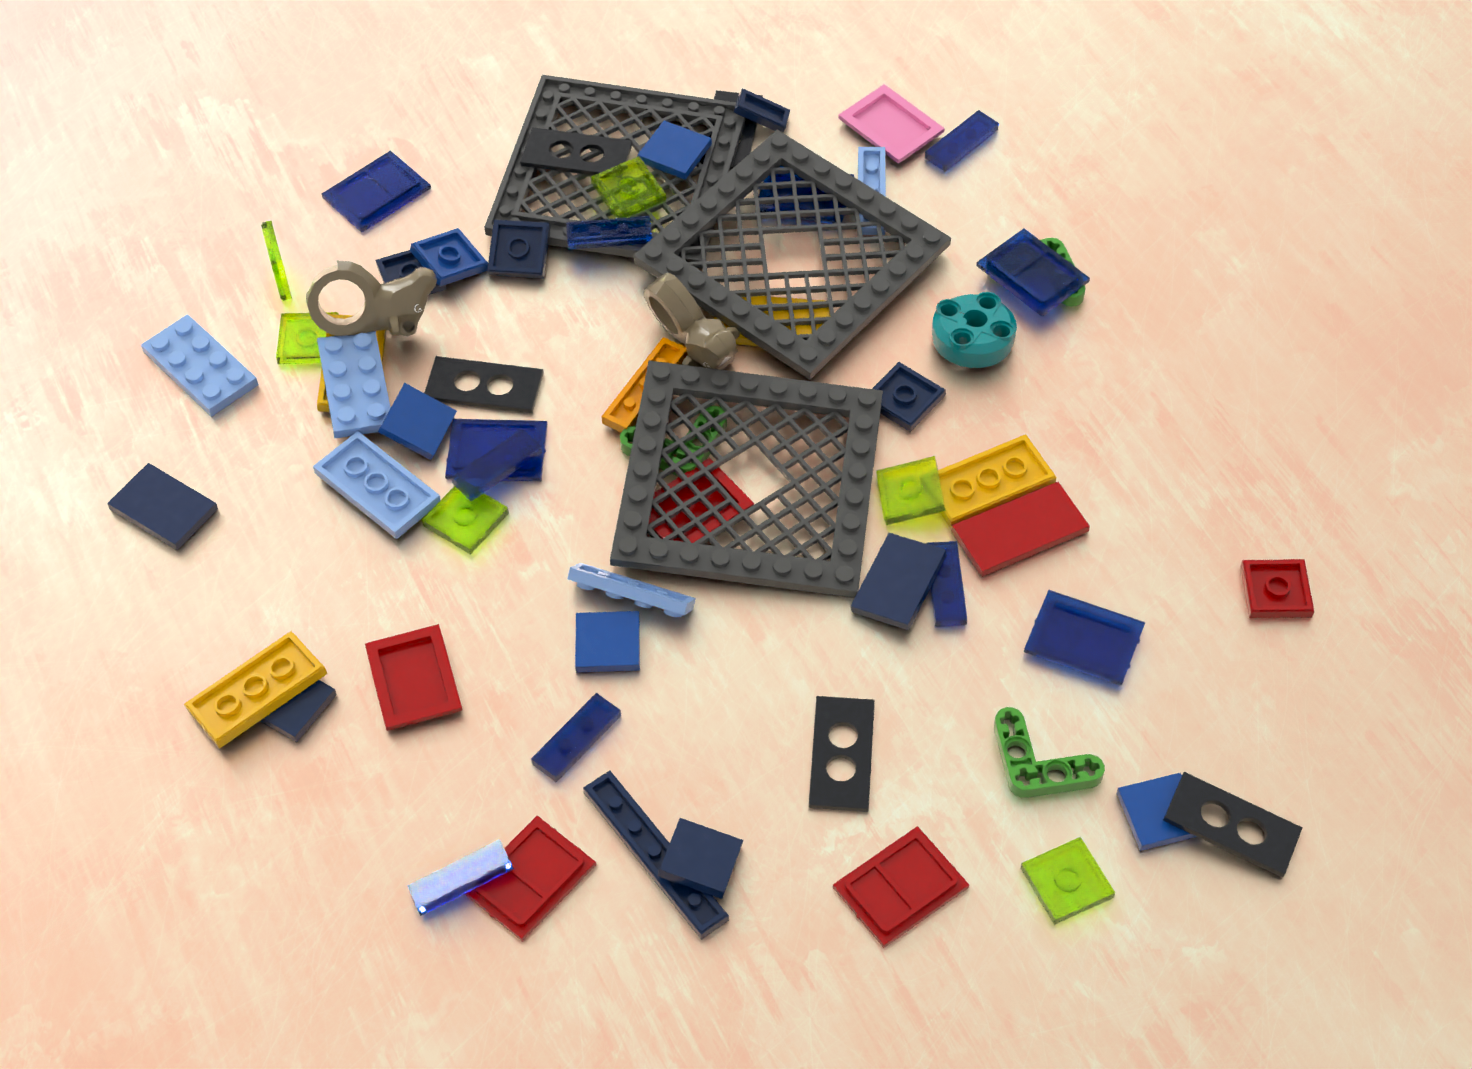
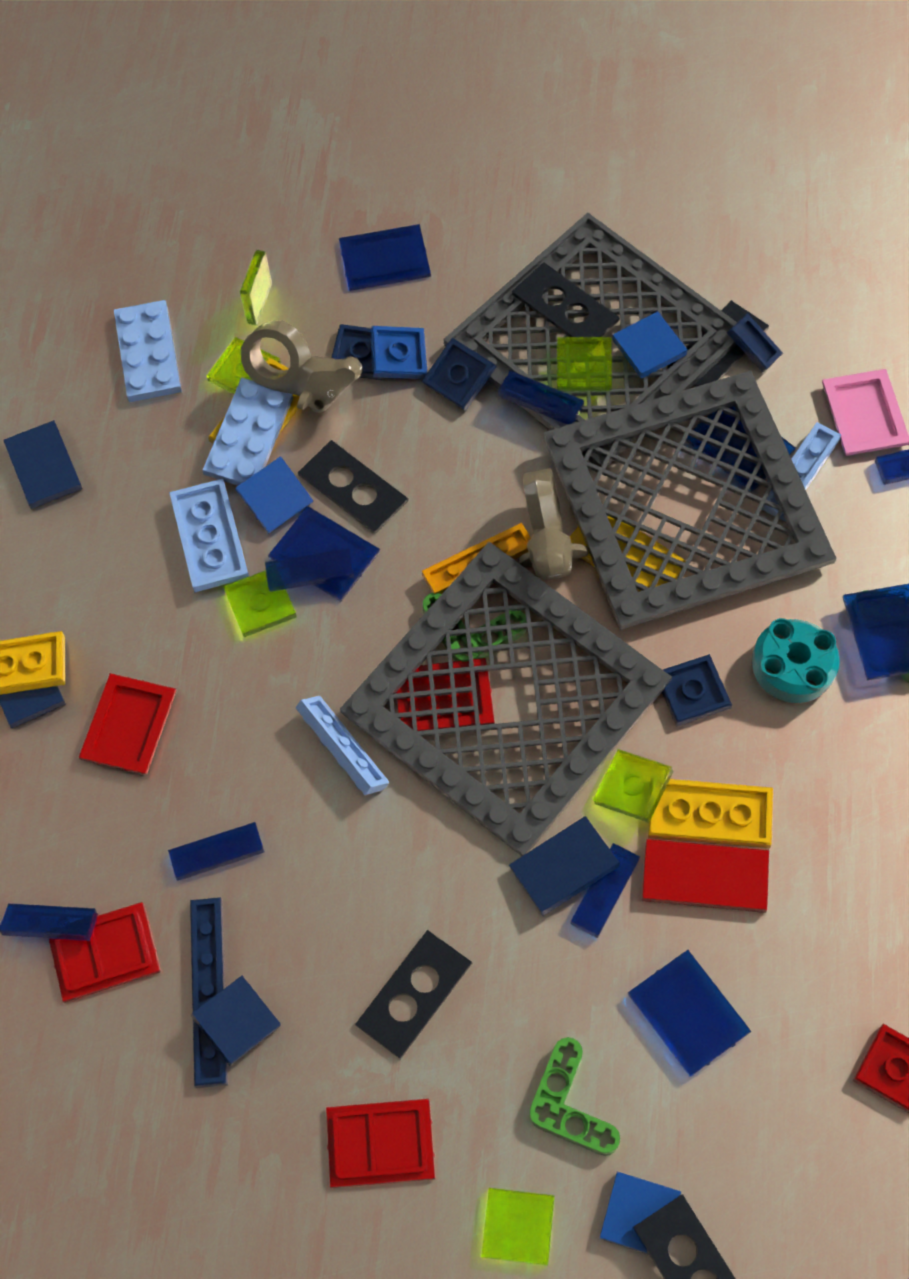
camera: 35 degrees right, 10 degrees up
(607, 641) = (295, 780): blue tile -> none

